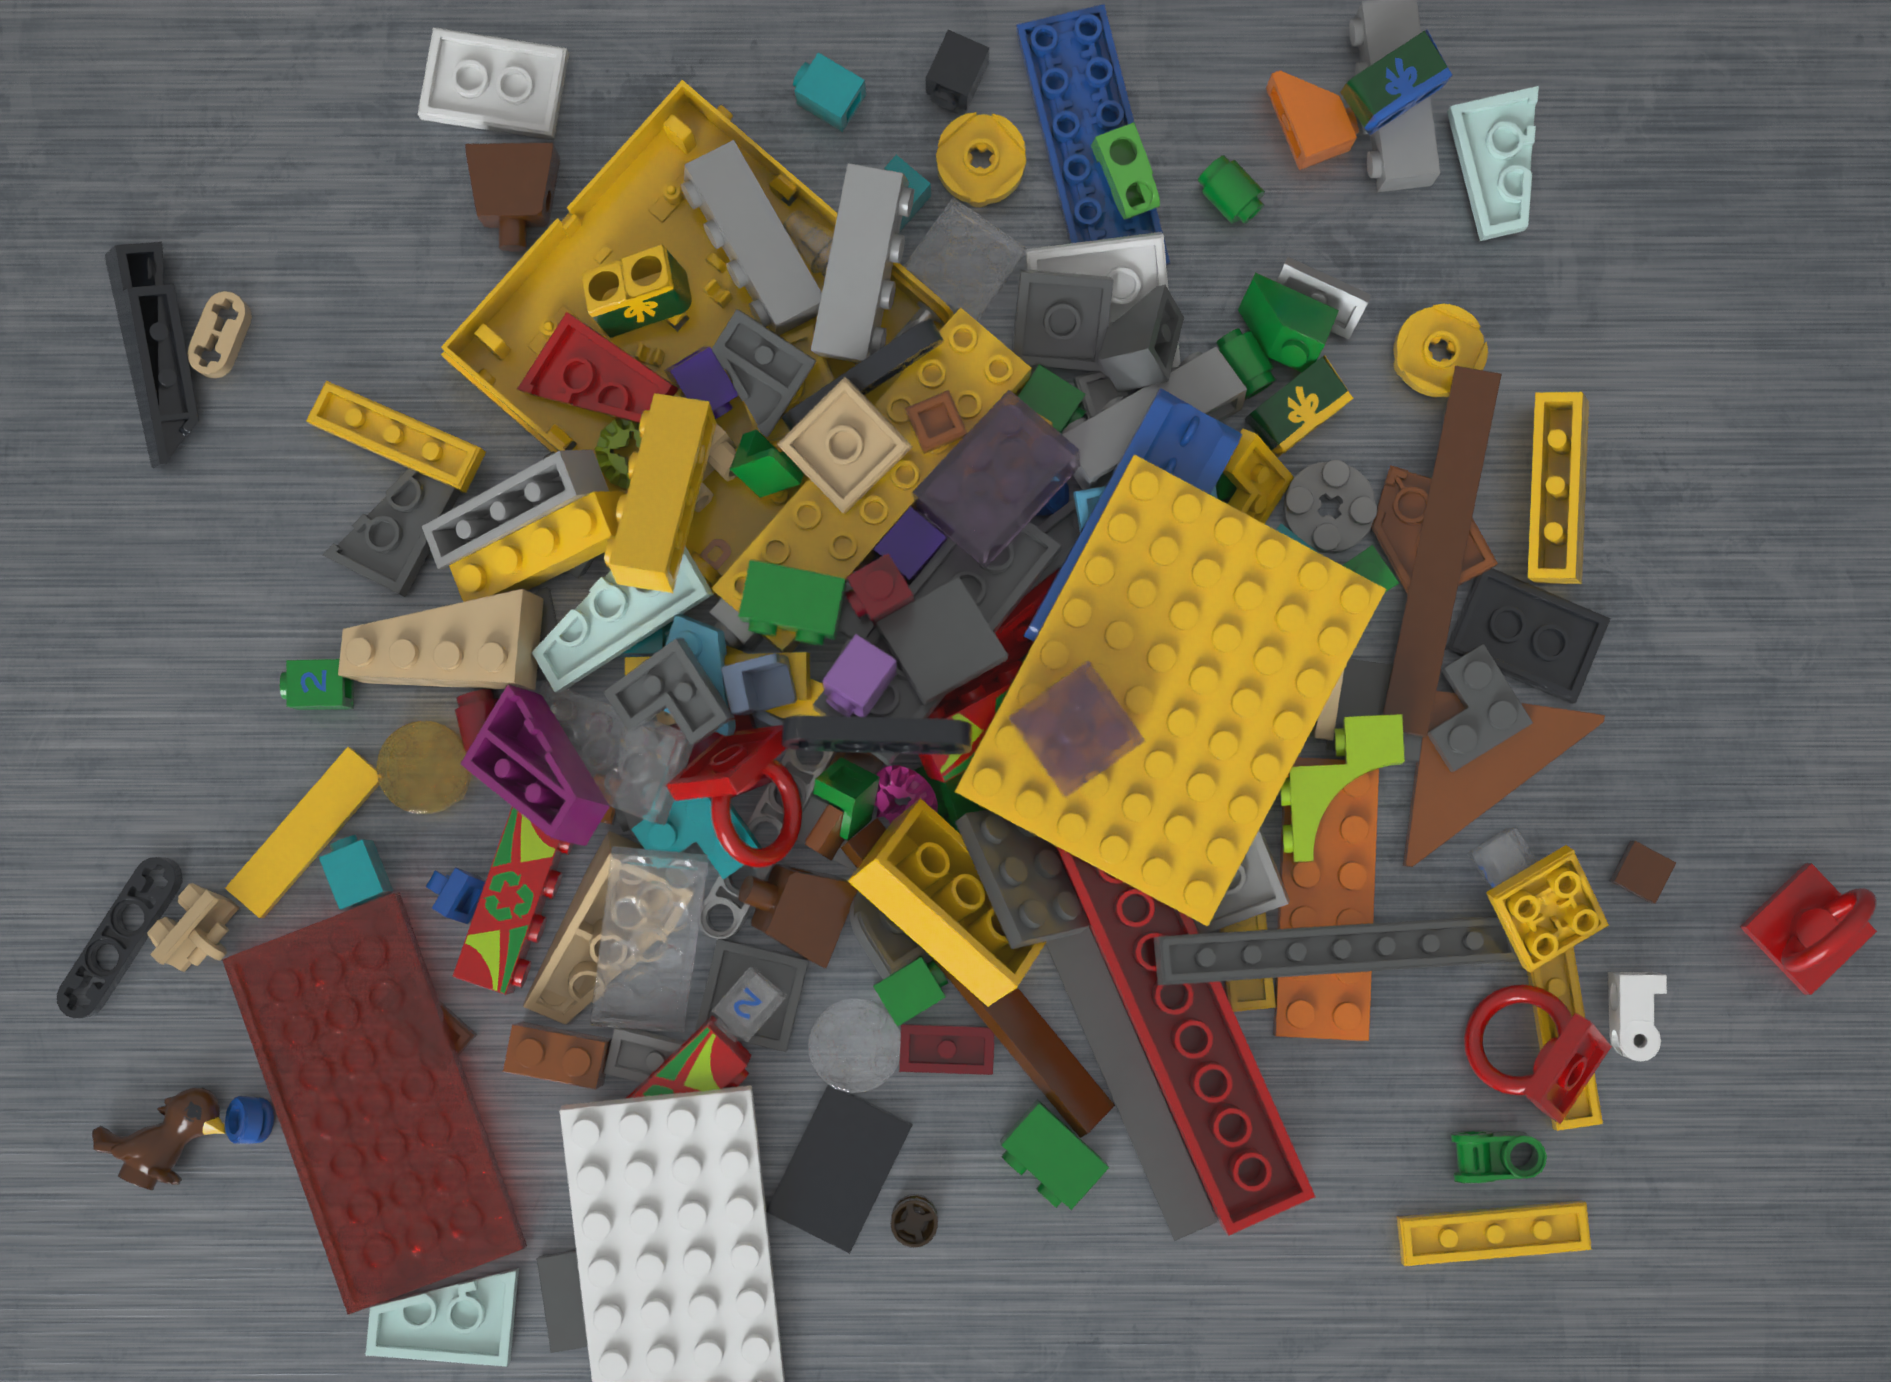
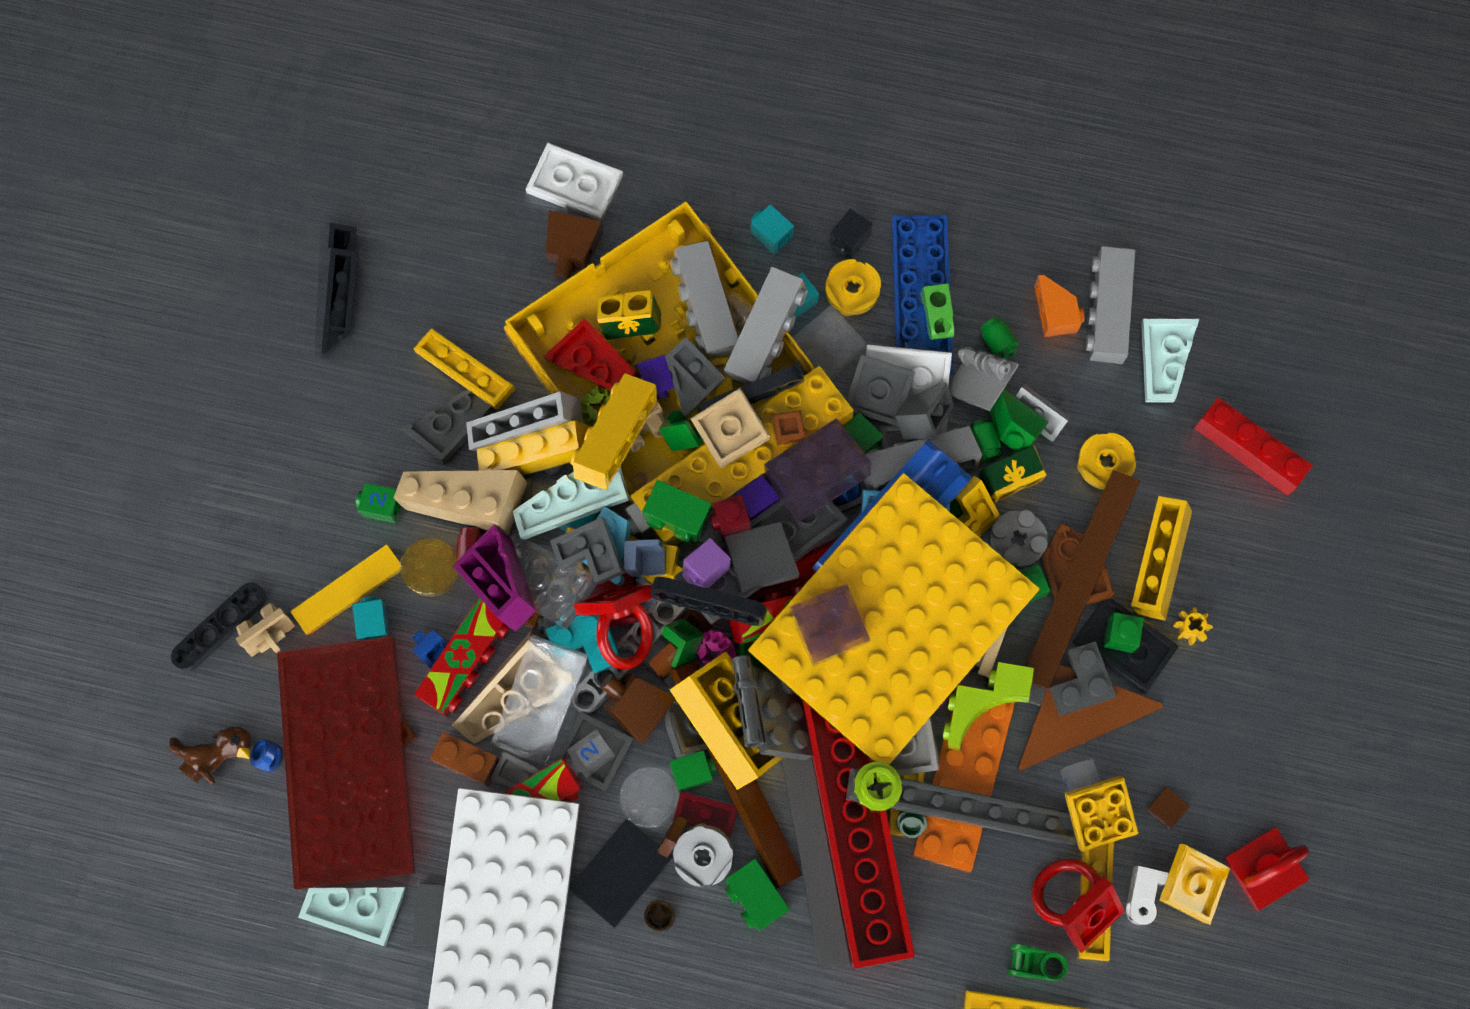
camera: 15 degrees right, 10 degrees down
(209, 331) = (371, 284): tan beam -> none
(904, 1097) = (672, 836): none -> reddish brown tile
(955, 1089) = (704, 872): none -> light grey plate
(977, 882) = (746, 688): none -> dark grey pin
(1216, 262) = (980, 377): none -> light grey hinge
(1224, 964) = (883, 774): none -> lime gear
(1264, 995) = (911, 824): none -> dark green plate
(1396, 82) = (1111, 295): dark green piece -> none
(1524, 621) = (1123, 632): none -> green brick
(1638, 583) = (1198, 632): none -> yellow gear
(1663, 275) = (1253, 446): none -> red brick
(1708, 980) = (1194, 884): none -> yellow tile

